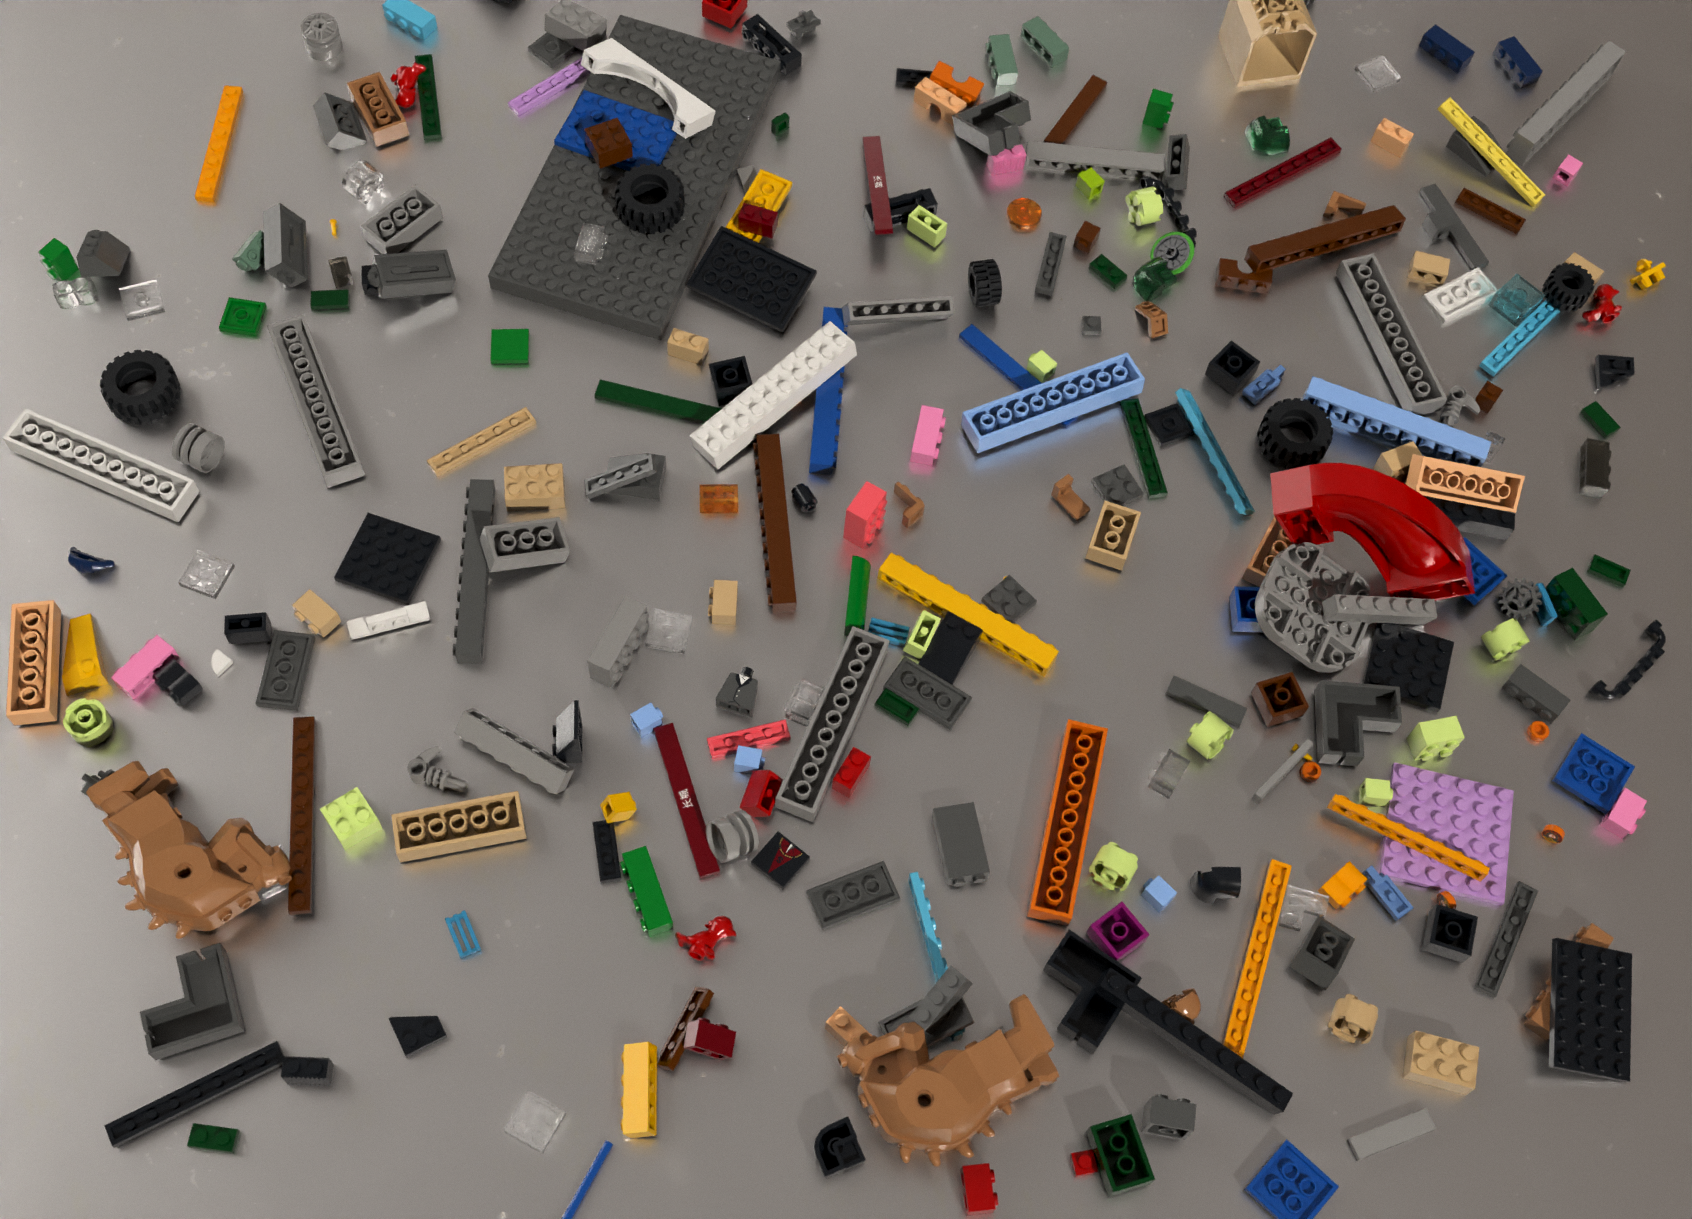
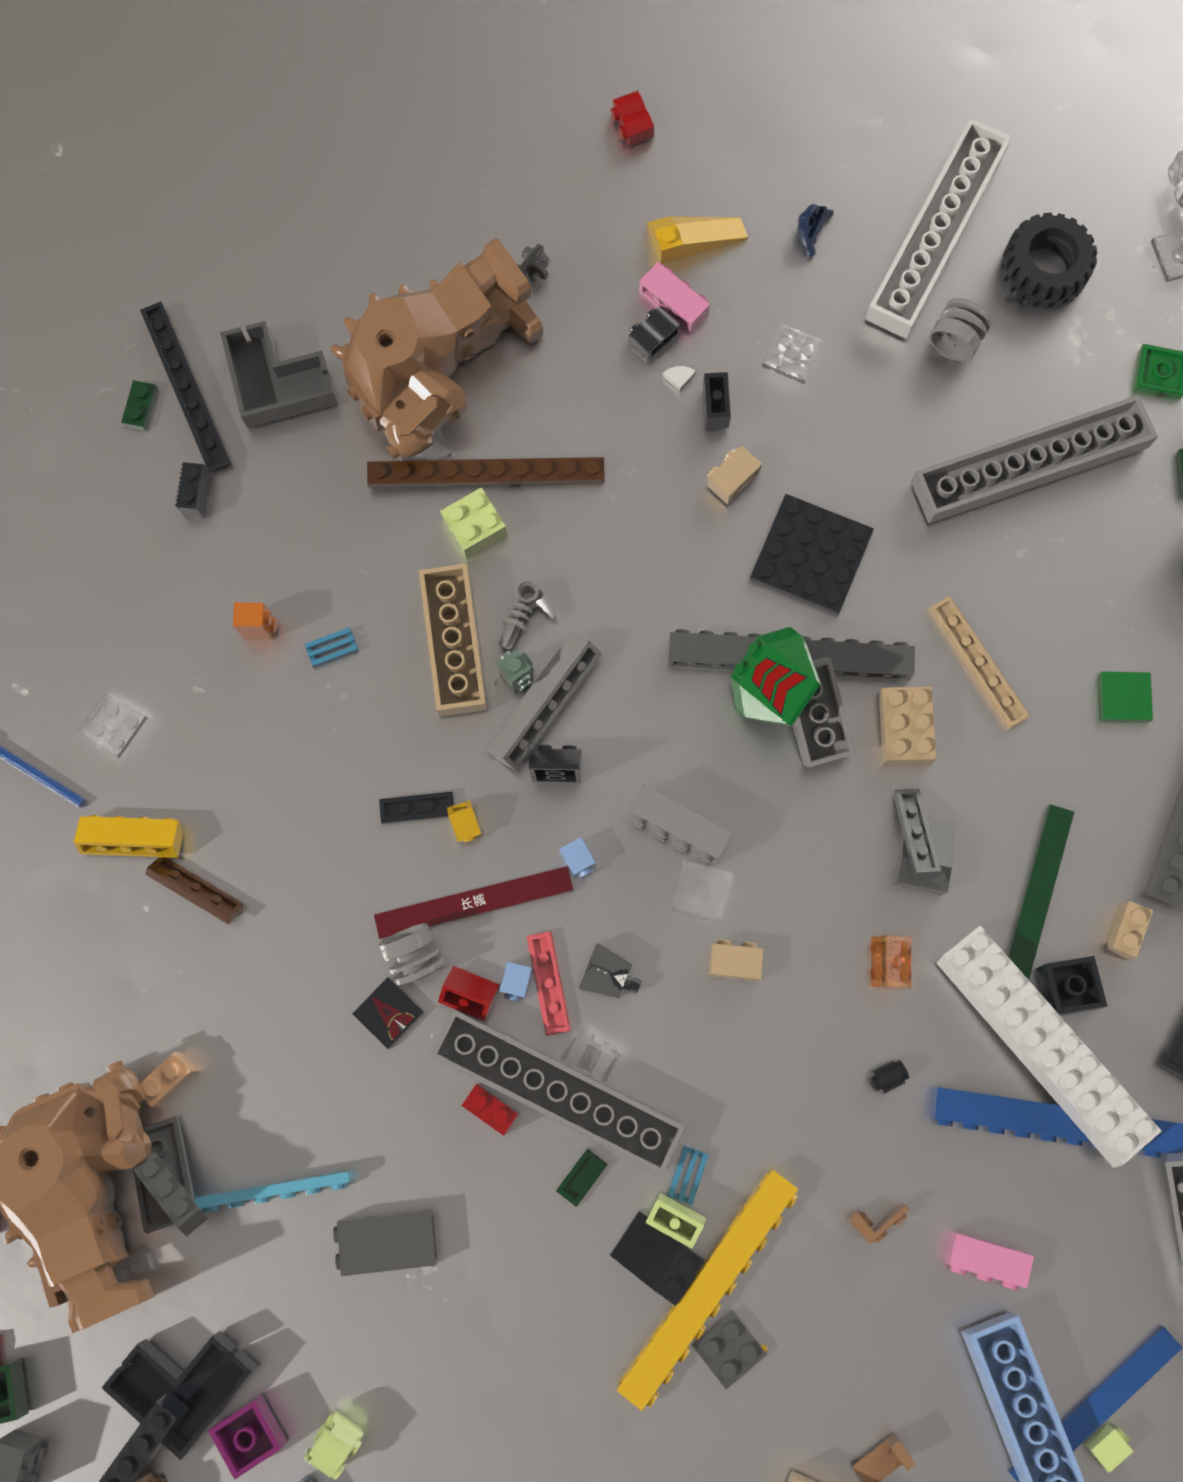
camera: 105 degrees right, 15 degrees up
(33, 662) = (683, 183): light nougat brick -> none
(88, 722) = (606, 244): yellowish green brick -> none
(285, 670) = (667, 446): dark grey tile -> none
(388, 620) = (726, 557): white bracket -> none
(417, 1032) = (221, 599): black wing -> none
(439, 996) = (254, 620): none -> orange brick
(488, 772) = (516, 670): none -> sand green brick
(500, 567) = (775, 678): none -> green wedge
(647, 891) = (359, 851): green brick -> none
(703, 942) = (291, 916): red animal -> none
(710, 1039) = (172, 916): dark red brick -> none
(775, 523) = (854, 1035): reddish brown brick -> none
(838, 1148) = (32, 1056): black brick -> none
(853, 895) = (337, 1099): dark grey tile -> none
(857, 594) = (738, 1138): green brick -> none
(865, 515) = (857, 1162): coral brick -> none
(928, 692) = (599, 1220): dark grey tile -> none
(1067, 823) = (402, 1391): orange brick -> none

